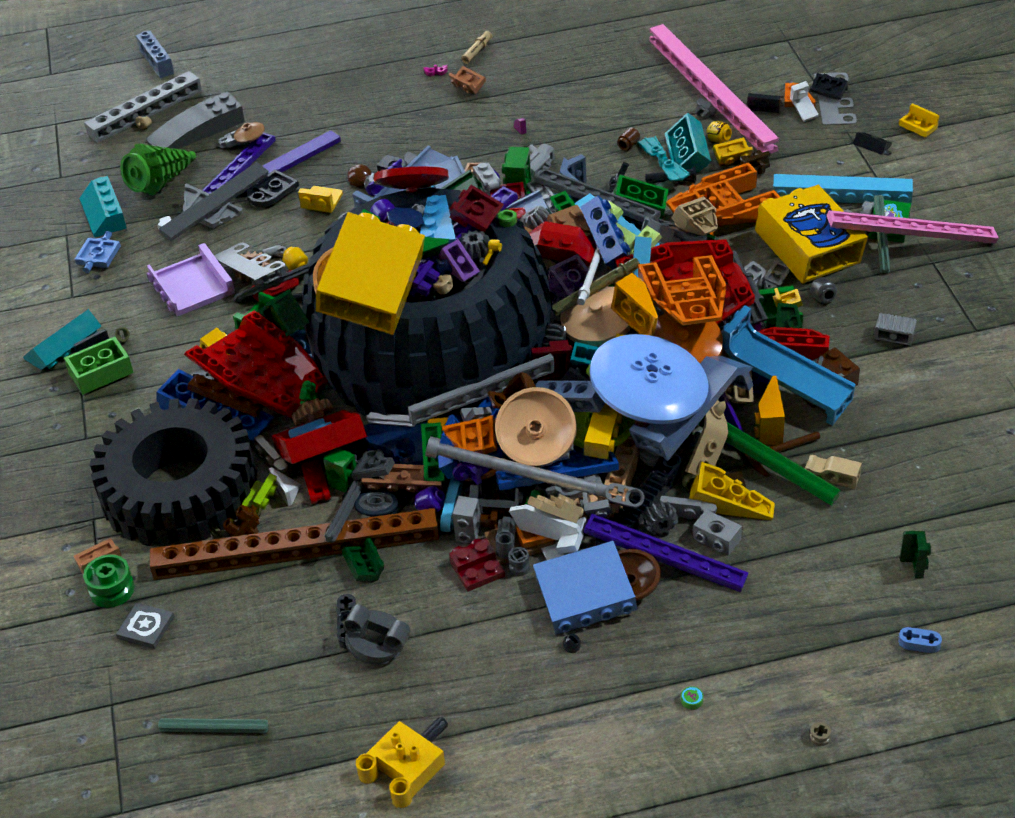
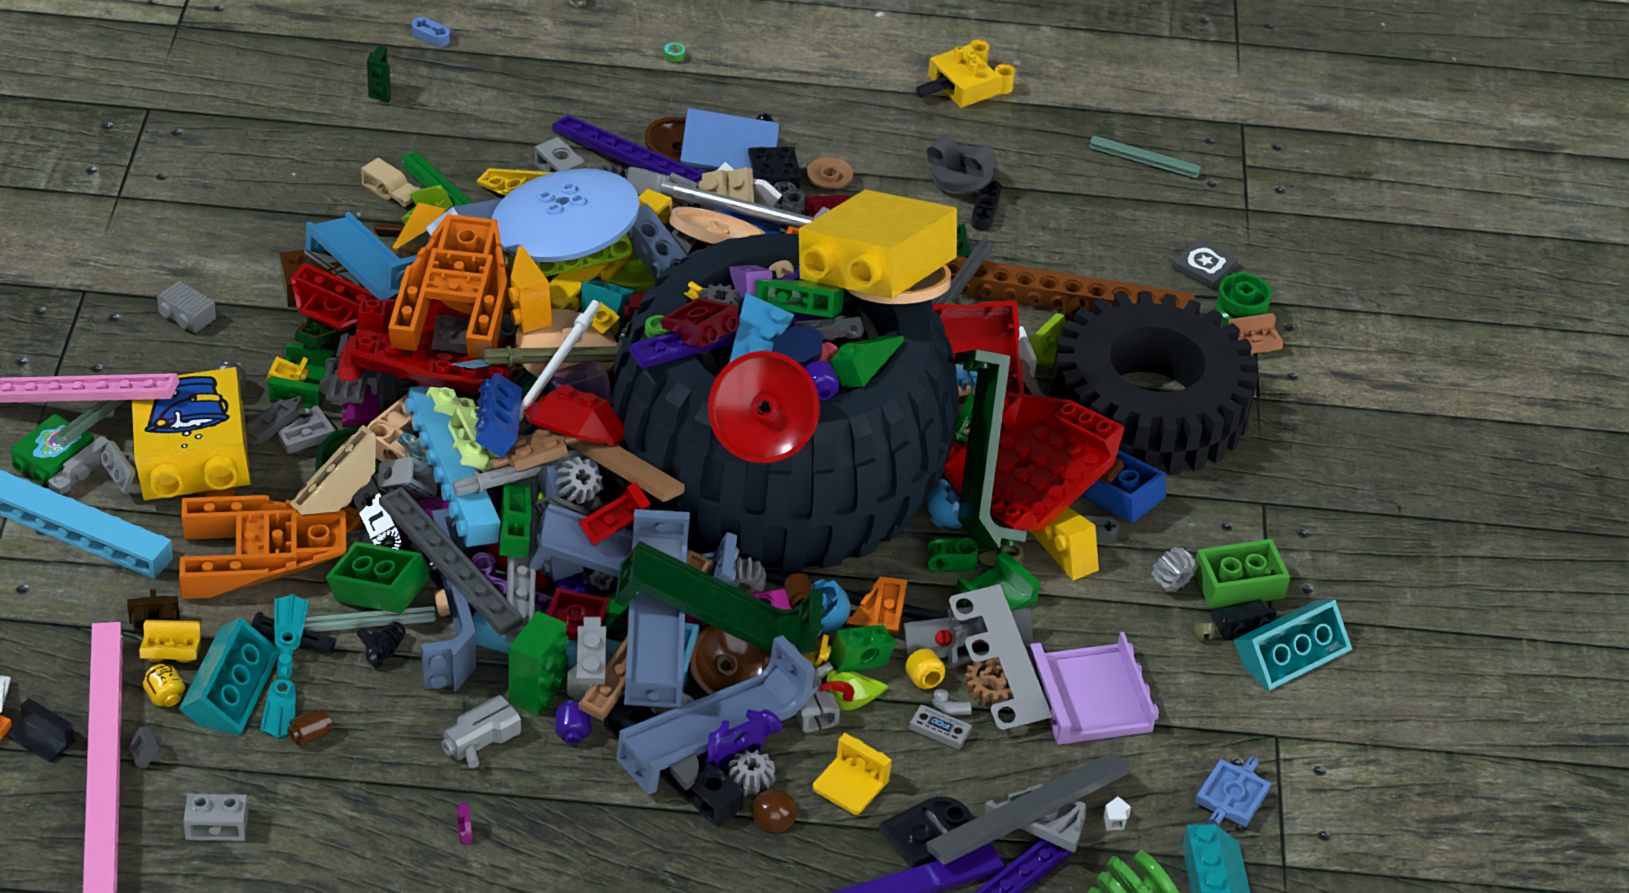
camera: 170 degrees left, 0 degrees up
(144, 354) = (1174, 569): none -> light grey gear
(272, 239) = (940, 727): none -> light grey tile
(490, 599) = (830, 172): none -> medium nougat dish
(534, 574) = (775, 164): none -> black bracket
(581, 333) = (606, 320): none -> yellow bracket
(646, 92) = (216, 817): none -> light grey brick
(786, 445) = (432, 196): none -> lime bracket

